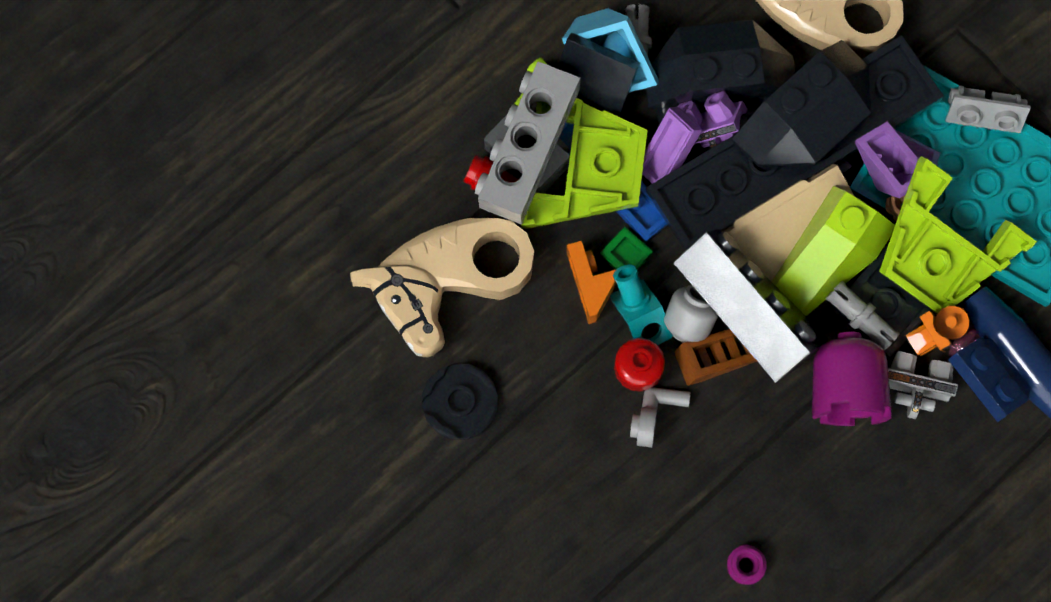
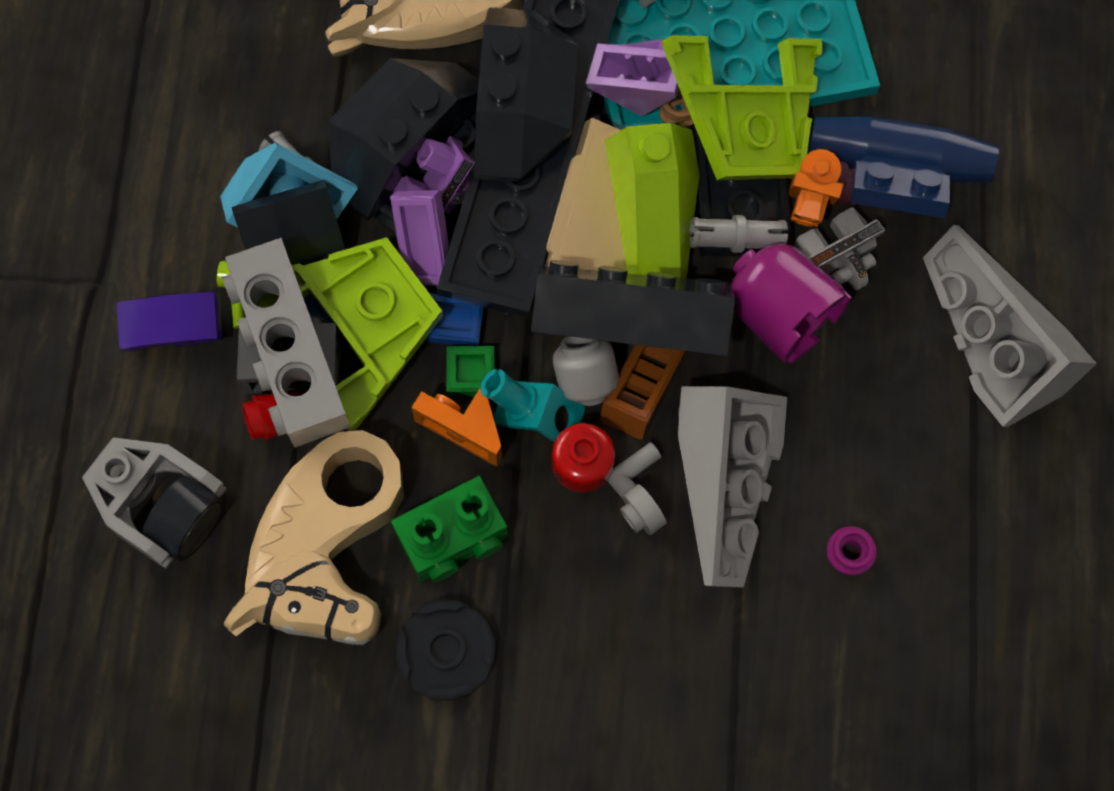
camera: 50 degrees left, 5 degrees down
(382, 190) = (182, 518): none -> light grey piece
(479, 68) = (169, 321): none -> dark purple slope
(524, 336) = (451, 530): none -> green brick
(722, 445) = (726, 456): none -> light grey wedge
(972, 533) = (1009, 339): none -> light grey wedge

